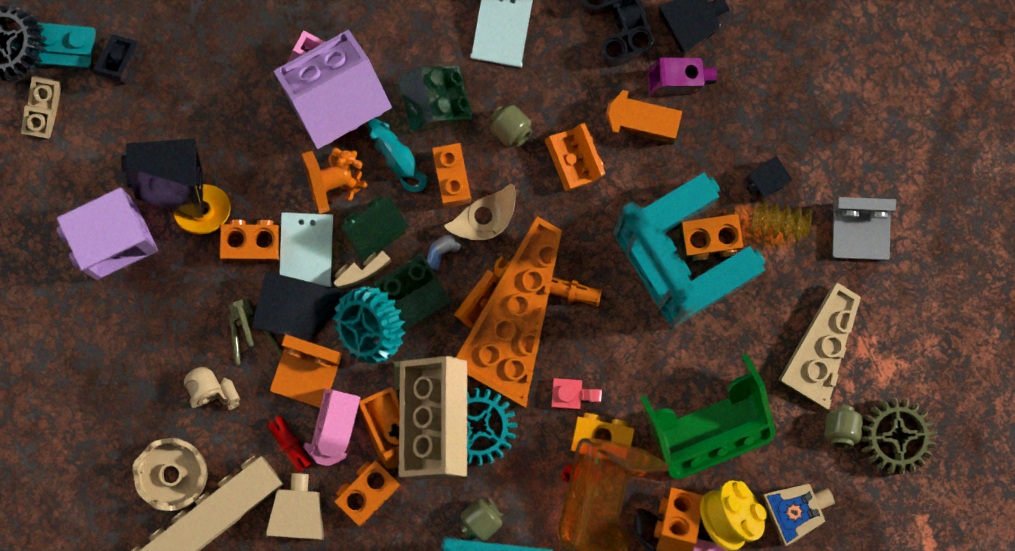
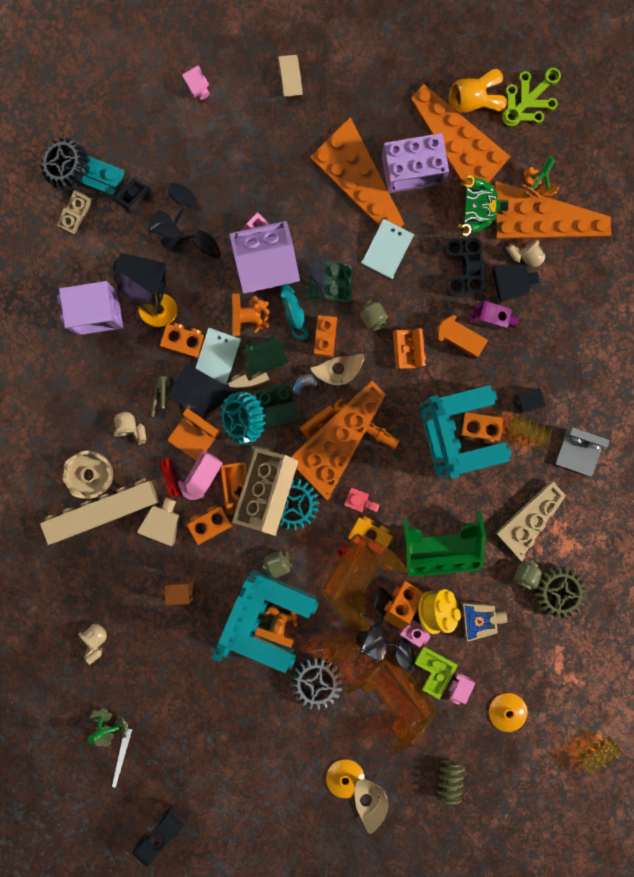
camera: 25 degrees right, 5 degrees up
(178, 86) = (162, 224): none -> black plant

